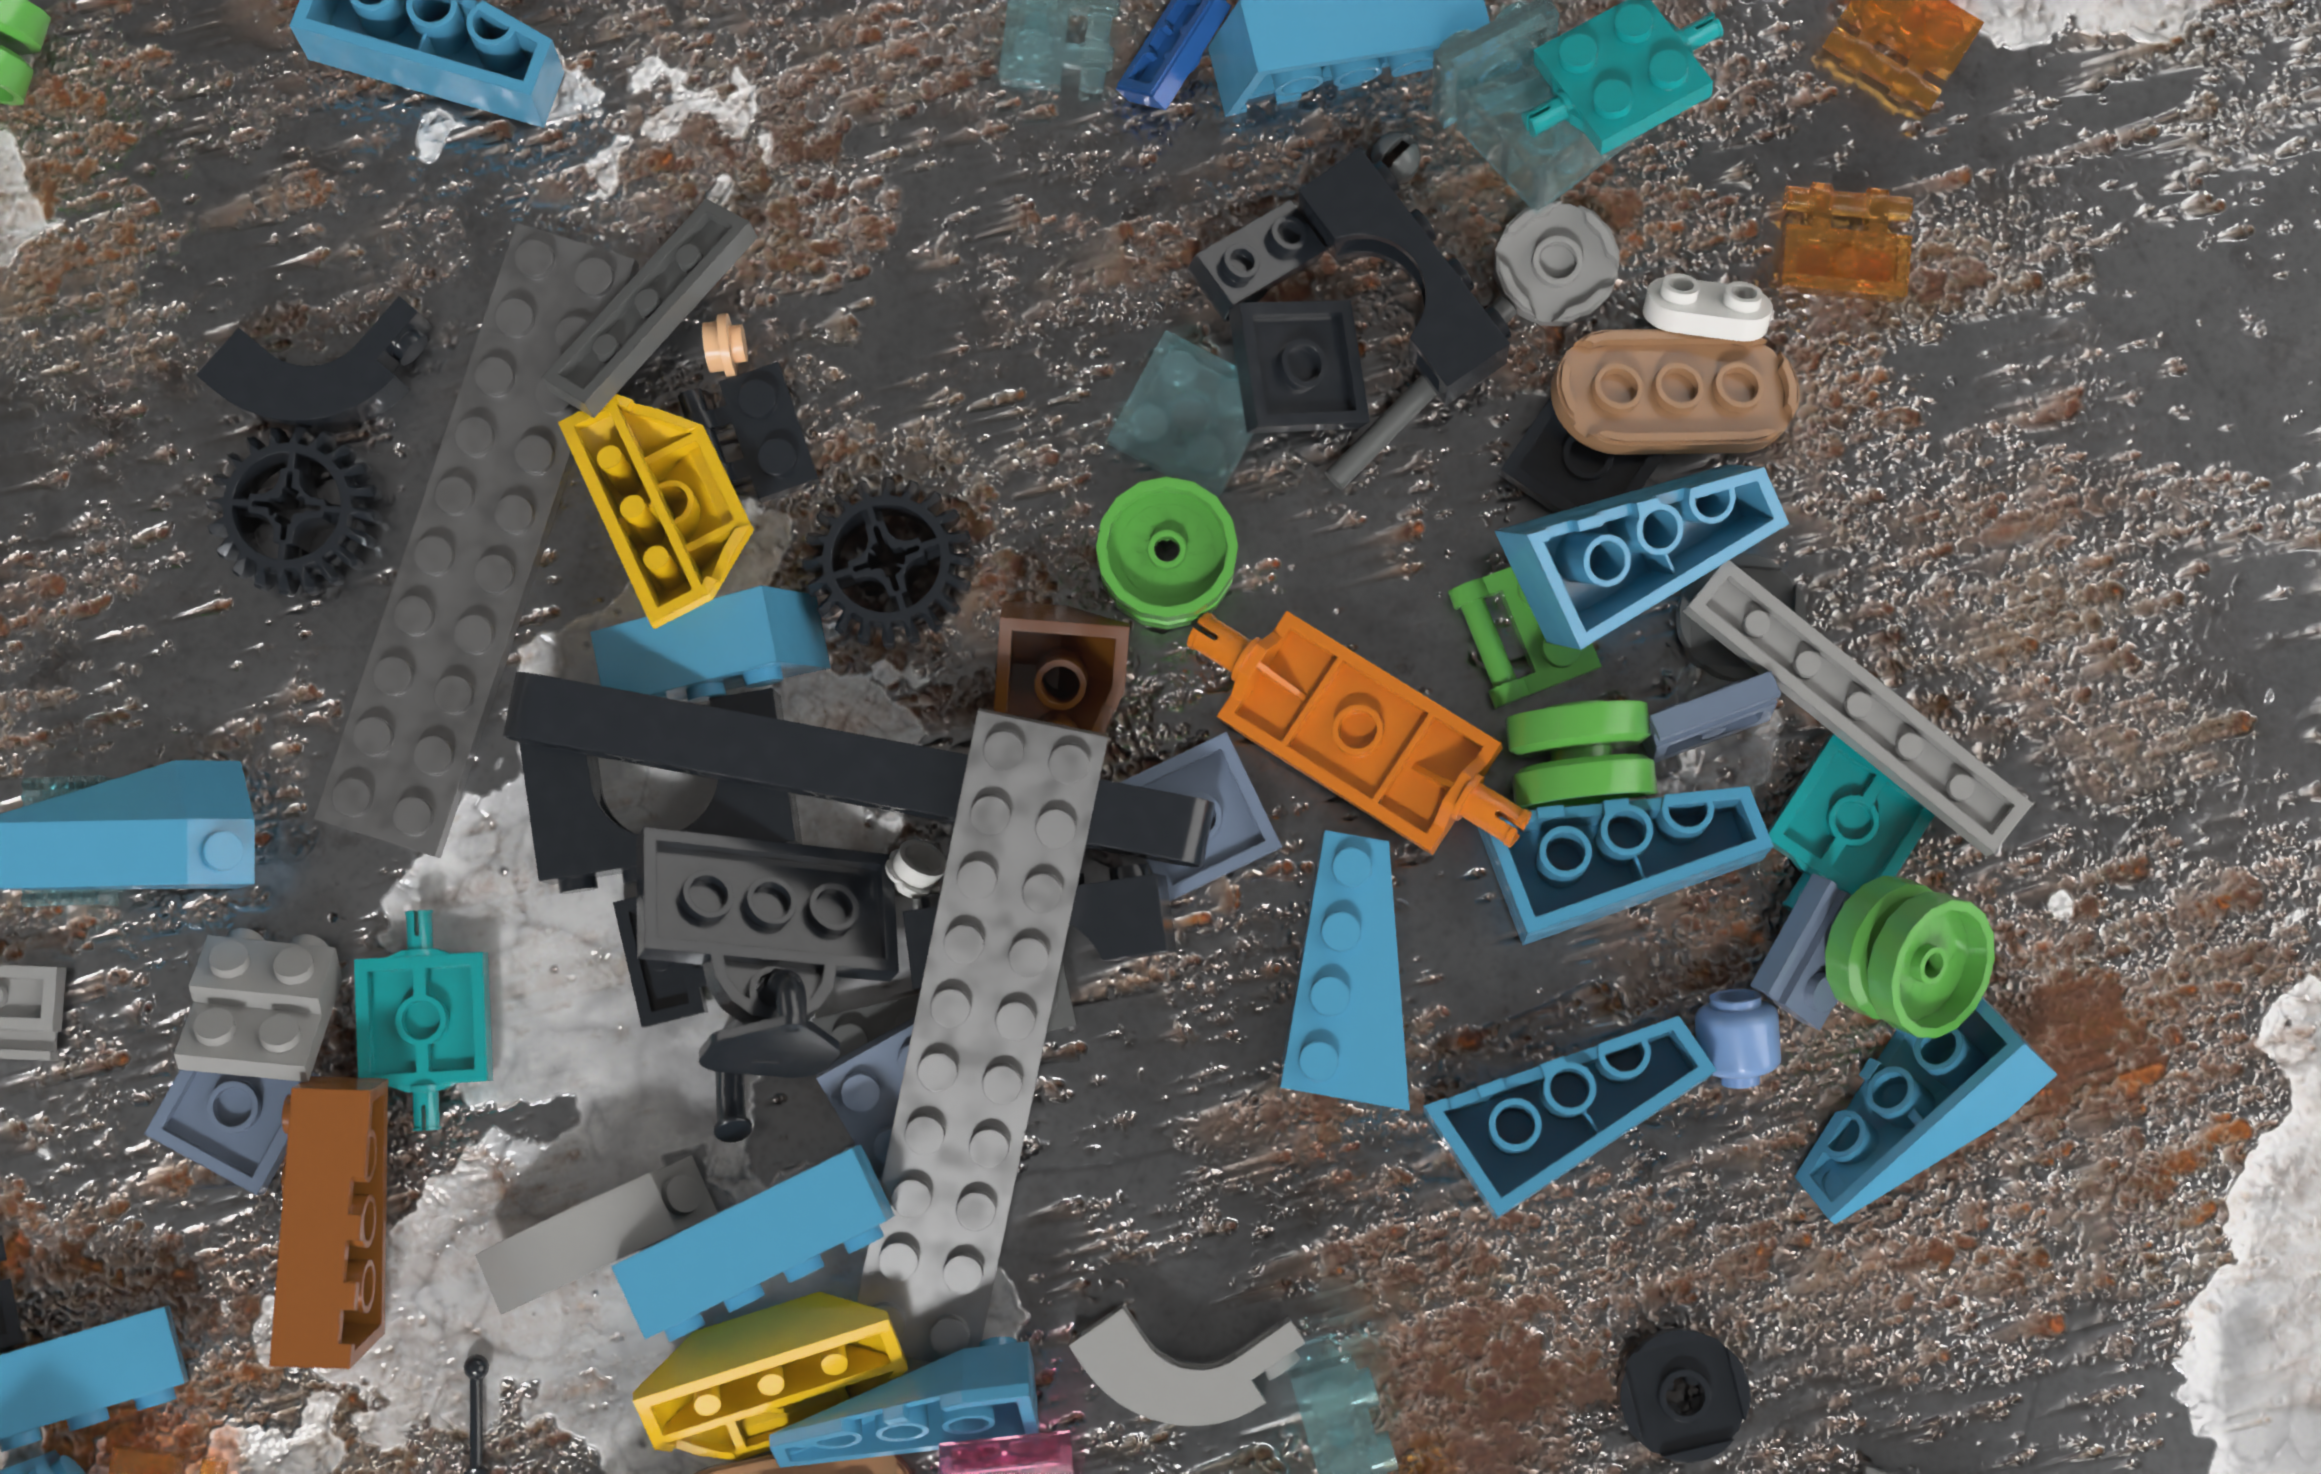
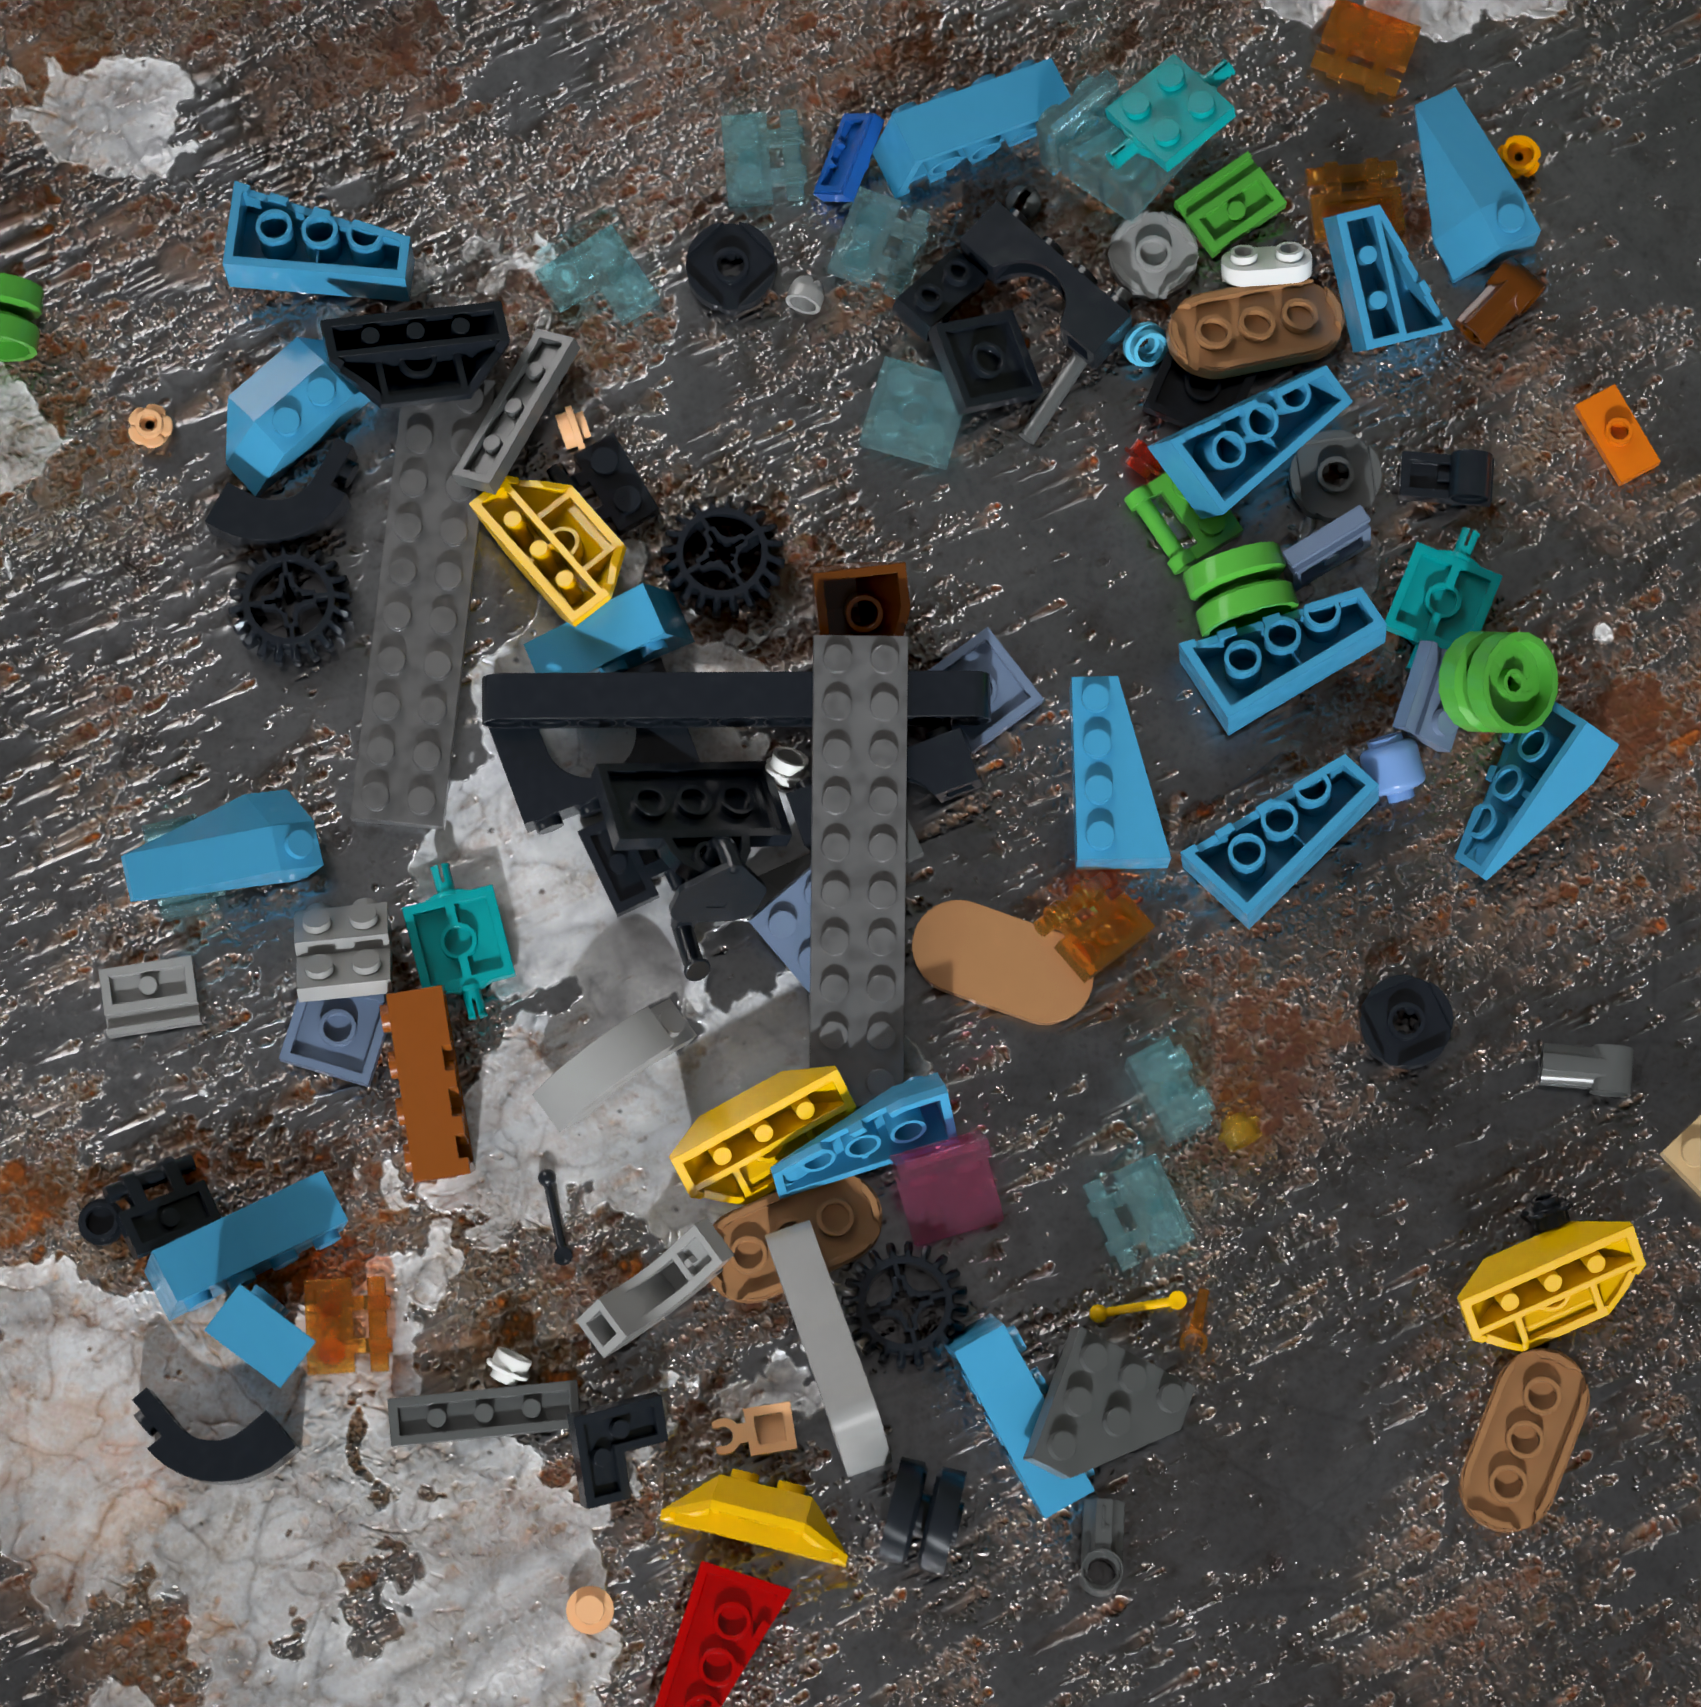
camera: 10 degrees left, 5 degrees down
(168, 243) = (150, 437): none -> light nougat plate
(363, 240) = (286, 413): none -> dark azure wedge
(527, 201) = (417, 353): none -> black wedge
(753, 1242) = (733, 1036): dark azure wedge -> none
(809, 129) = (599, 265): none -> clear light blue plate
(992, 131) = (731, 241): none -> black plate
(1076, 224) = (805, 295): none -> light grey hinge
(1152, 1197) = (997, 963): none -> medium nougat tile
(1166, 515) = (907, 487): bright green wheel -> none
(1174, 160) = (866, 235): none -> clear light blue plate
(1177, 1391) = (1043, 1090): light grey arch -> none
(1296, 1194) = (1102, 937): none -> clear orange plate
(1359, 731) = (1080, 606): orange plate -> none
(1482, 541) = (1142, 459): none -> clear red plate
(1530, 394) = (1152, 352): none -> medium azure plate
(1675, 214) = (1230, 204): none -> bright green plate
(1857, 364) = (1378, 283): none -> dark azure wedge
(1858, 708) = (1427, 519): light grey plate -> none
(1899, 653) = (1446, 478): none -> black plate
(2005, 264) = (1469, 191): none -> dark azure wedge
(2022, 416) = (1507, 294): none -> reddish brown piece
(2087, 212) = (1527, 148): none -> light orange plate
(2135, 636) = (1616, 435): none -> orange plate

